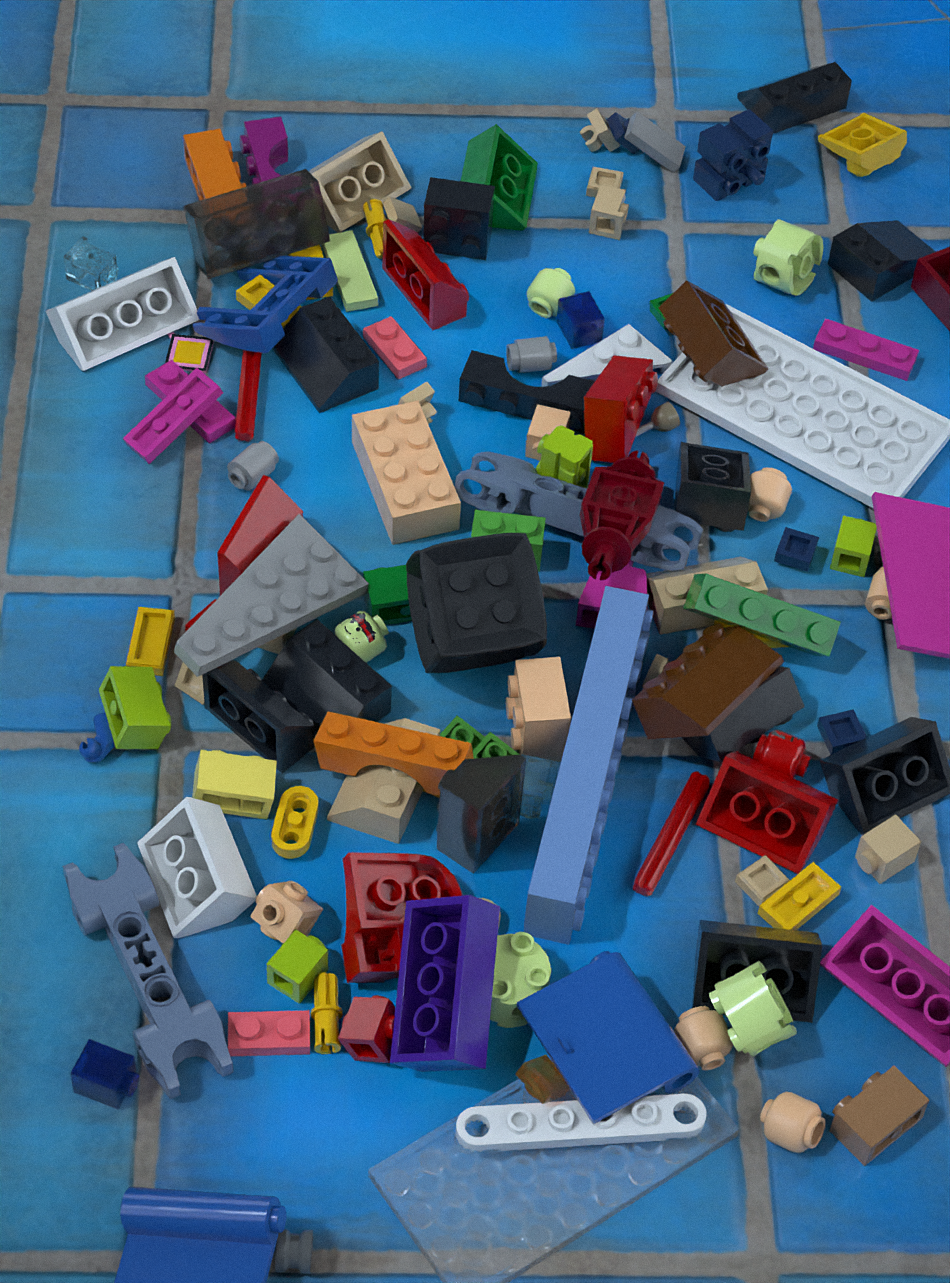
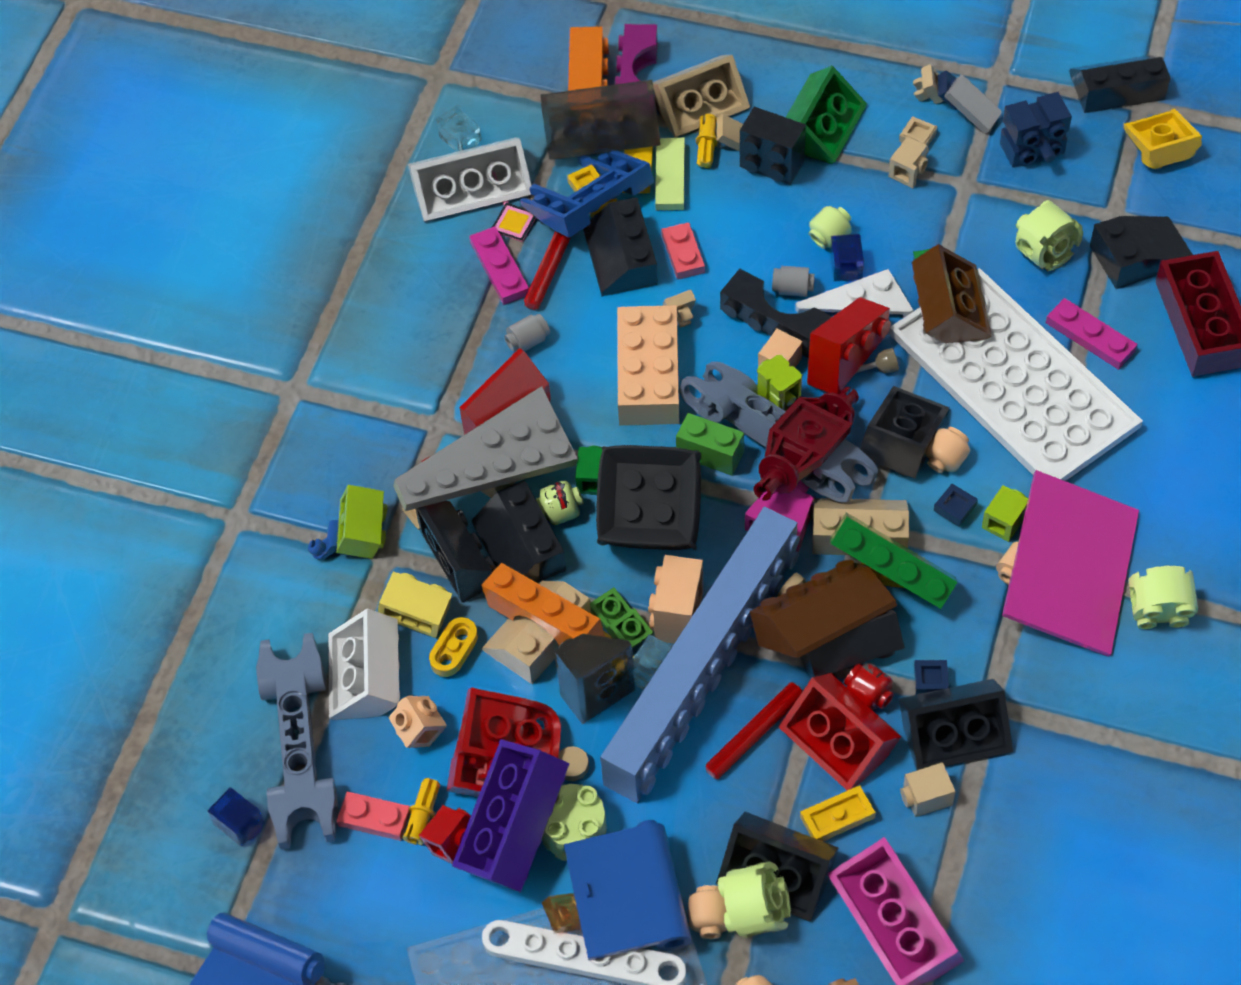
camera: 25 degrees right, 5 degrees up
(151, 639) = (399, 458): yellow tile -> none
(173, 415) = (476, 277): dark pink plate -> none
(297, 965) = (412, 765): lime brick -> none
(422, 276) = (726, 191): red slope -> none
(761, 880) = (814, 788): tan tile -> none

